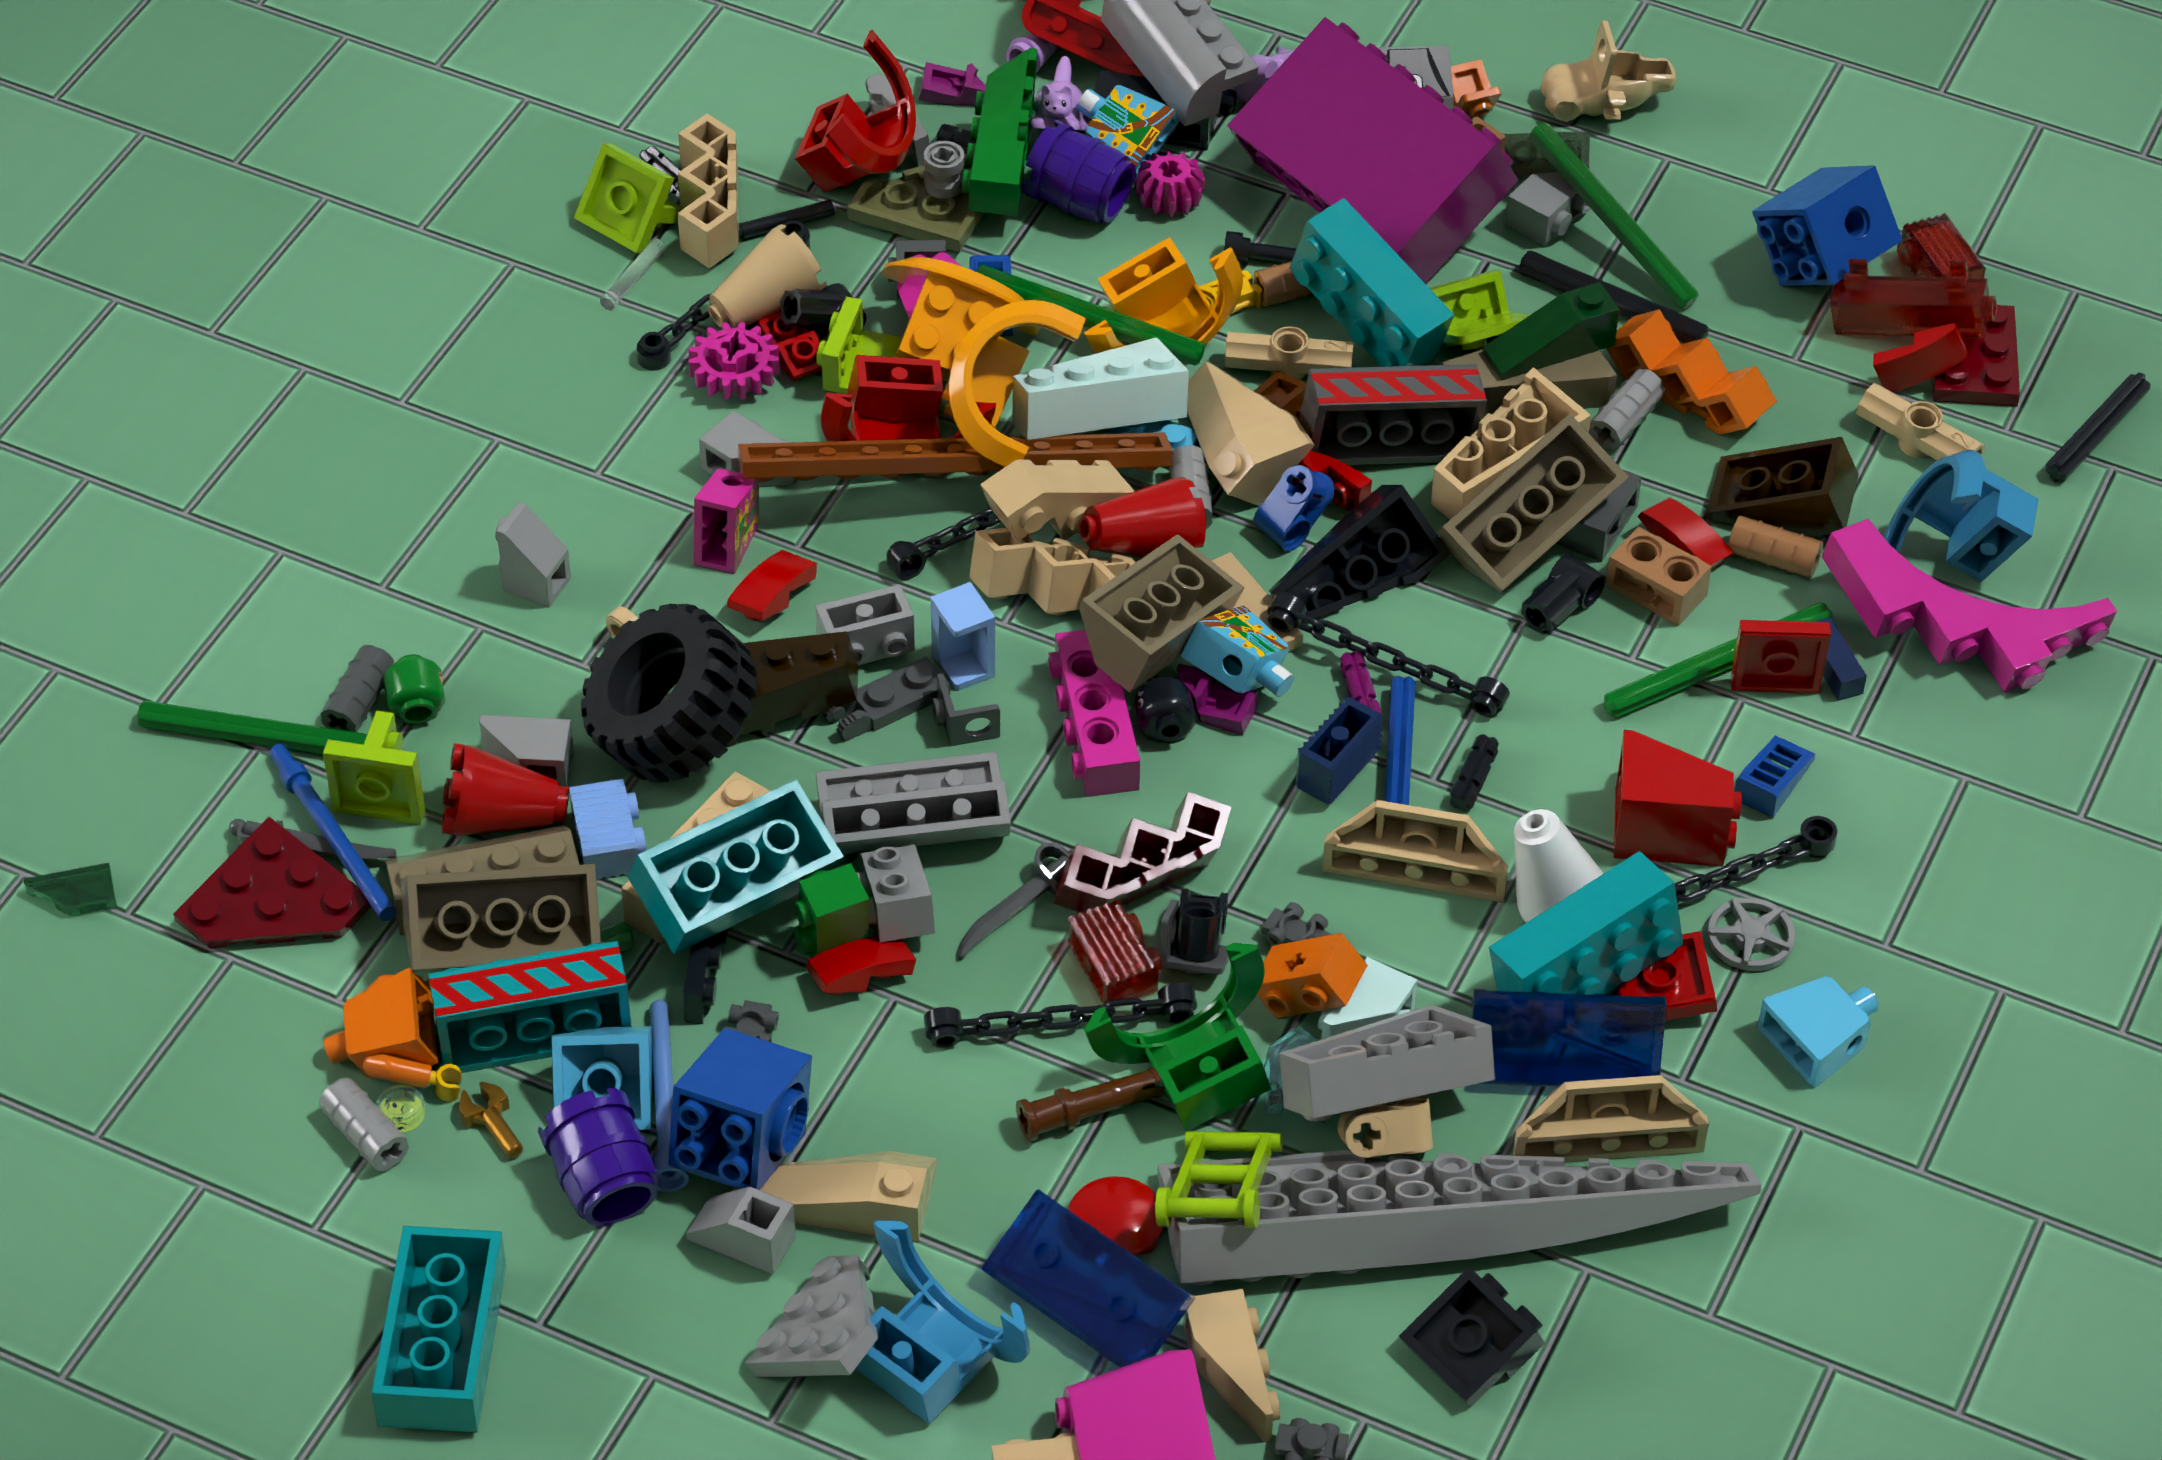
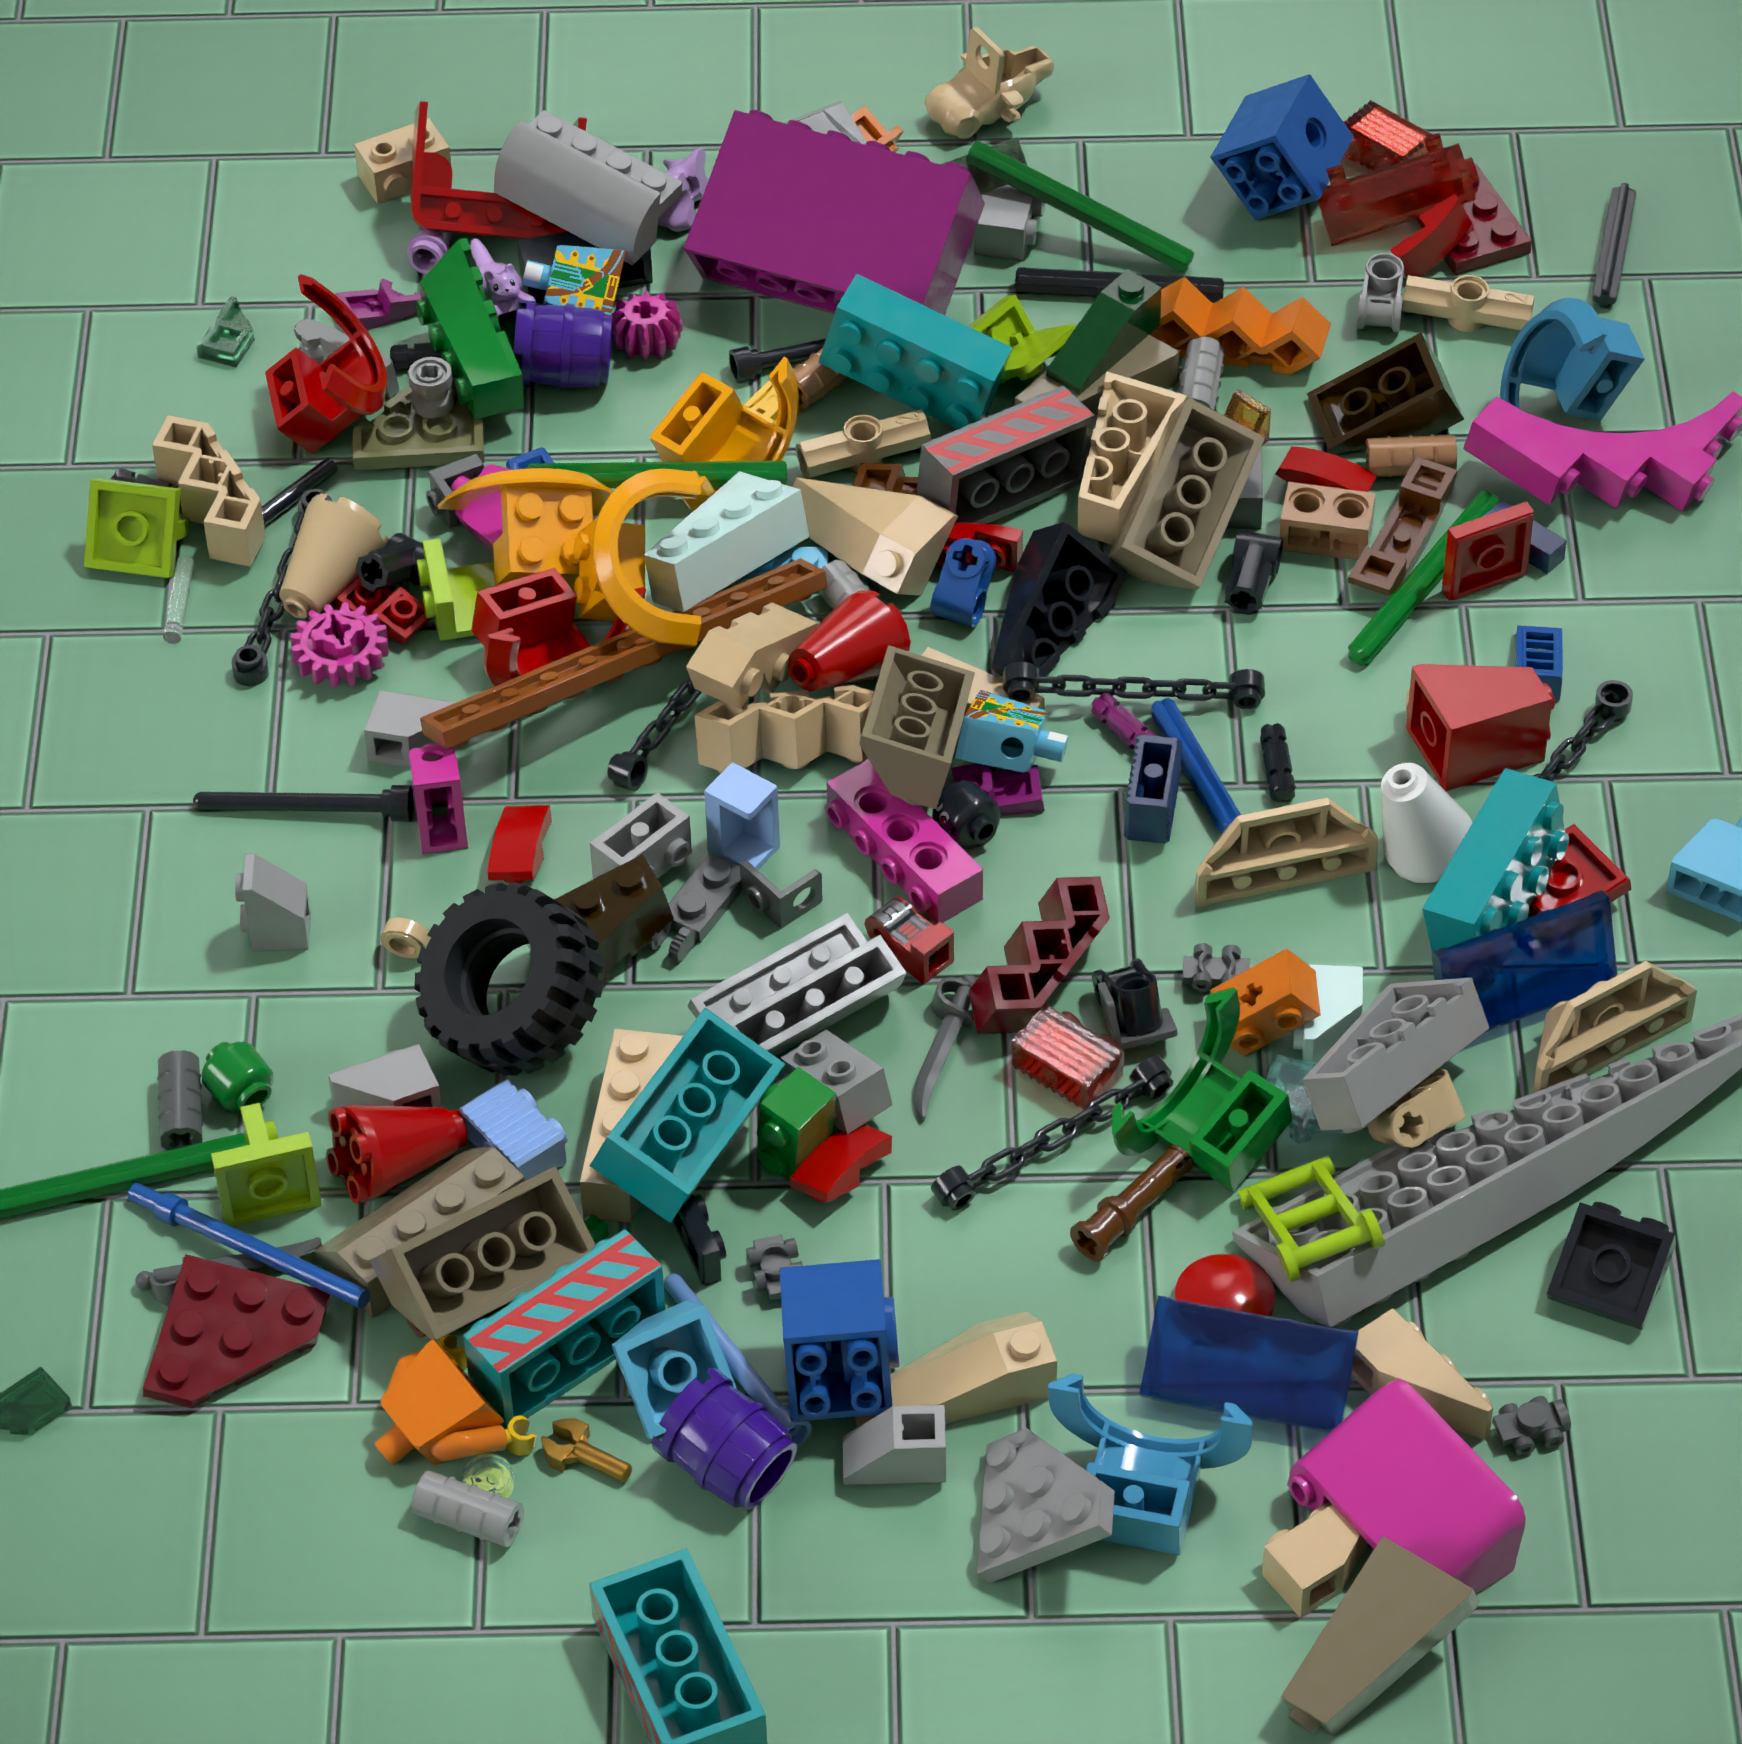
camera: 25 degrees left, 0 degrees up
(681, 506) = (392, 803): none -> black piece
(818, 67) = (227, 336): none -> clear green tile
(1047, 797) = (912, 938): none -> red leg
(1645, 459) = (1249, 414): none -> clear orange slope
(1717, 620) = (1406, 528): none -> slope
(1751, 933) = (1610, 809): light grey wheel -> none
(1842, 390) = (1382, 293): none -> light grey piece

